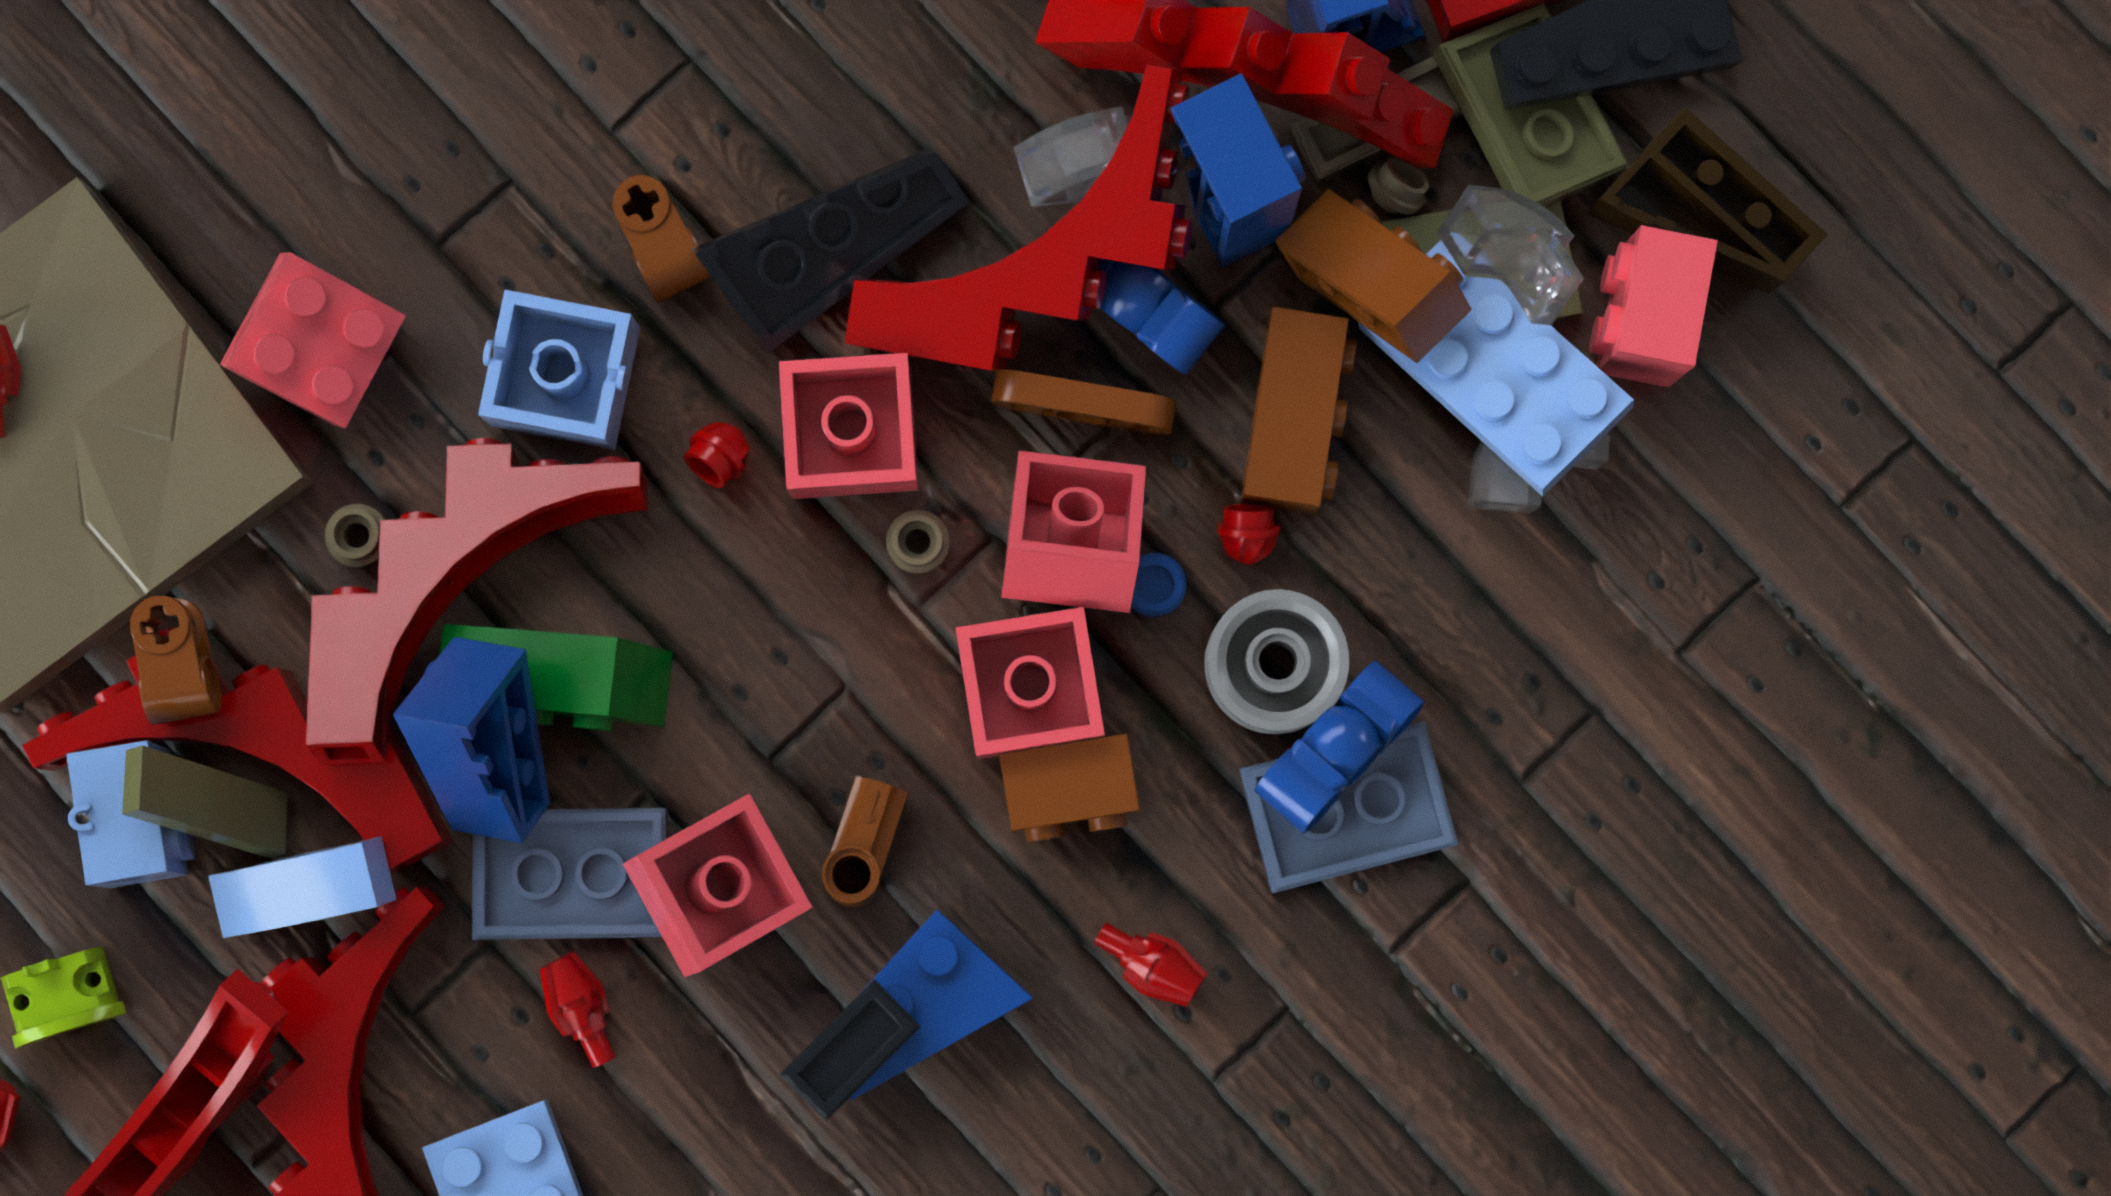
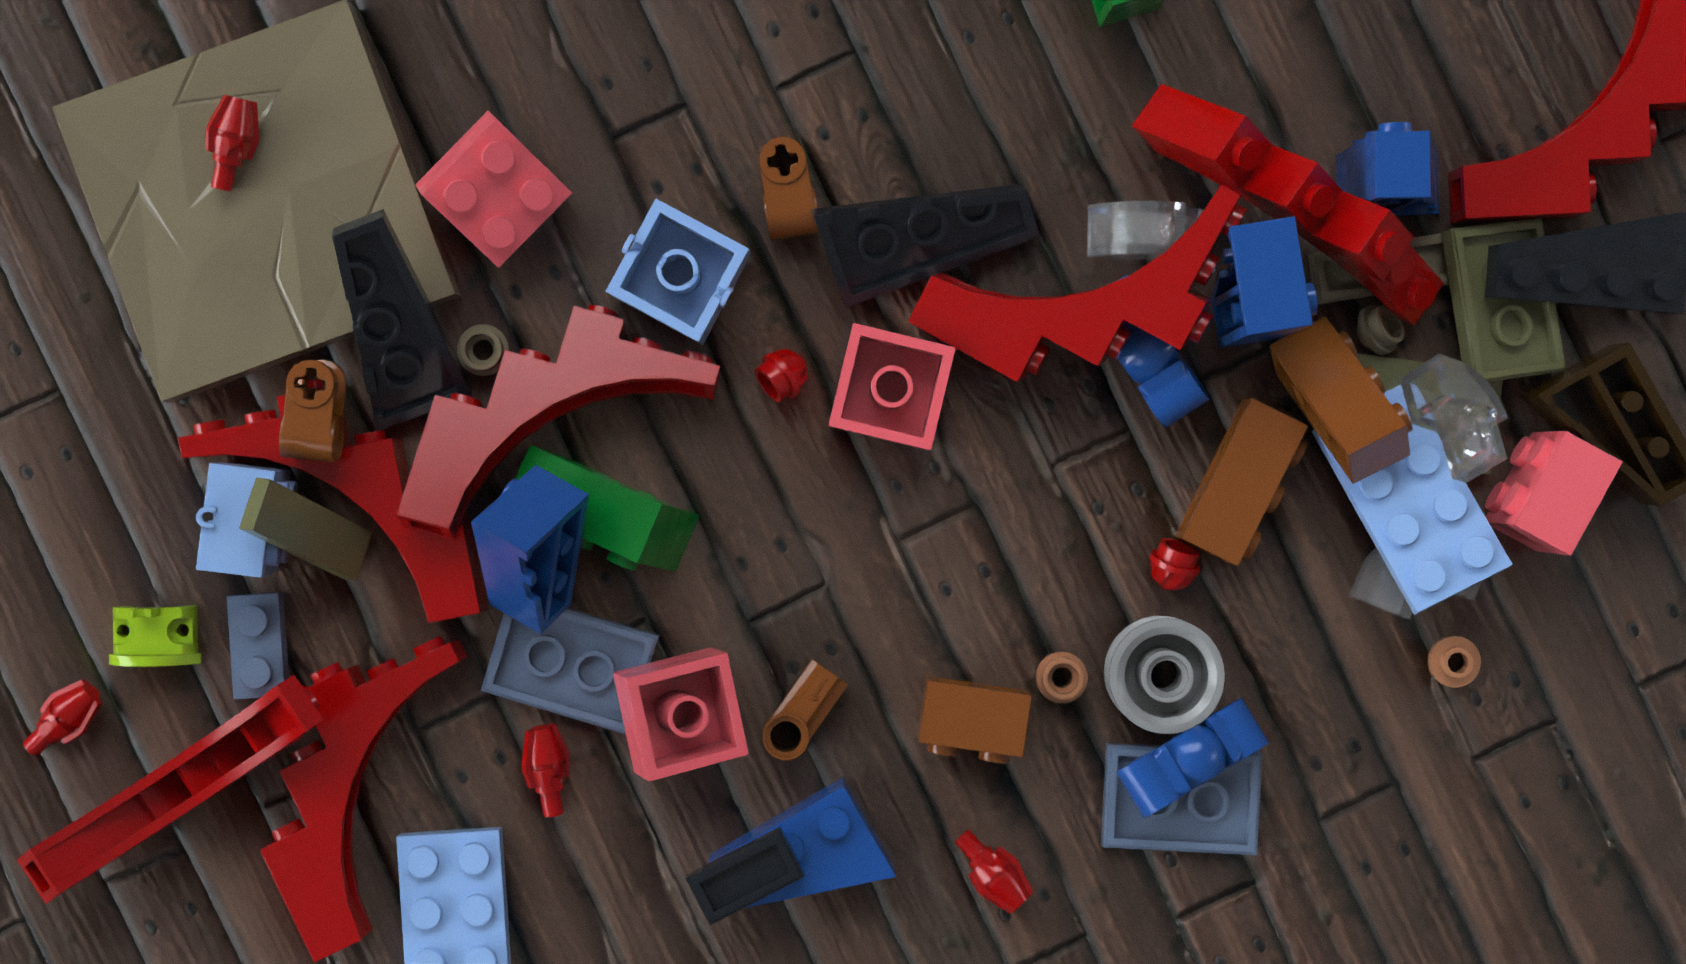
camera: 25 degrees right, 5 degrees up
(183, 962) = (257, 643): none -> sand blue plate
(239, 531) = (394, 324): none -> black wing
(302, 888) = (363, 614): light blue slope -> none
(912, 522) = (929, 500): dark tan plate -> none
(1030, 682) = (969, 633): coral brick -> none
(1074, 532) = (1041, 527): coral brick -> none
(1083, 402) = (1078, 423): dark orange beam -> none
(1158, 585) = (1087, 581): blue tile -> none
(1166, 687) = (1073, 688): none -> nougat plate
(1596, 551) = (1439, 657): none -> nougat plate

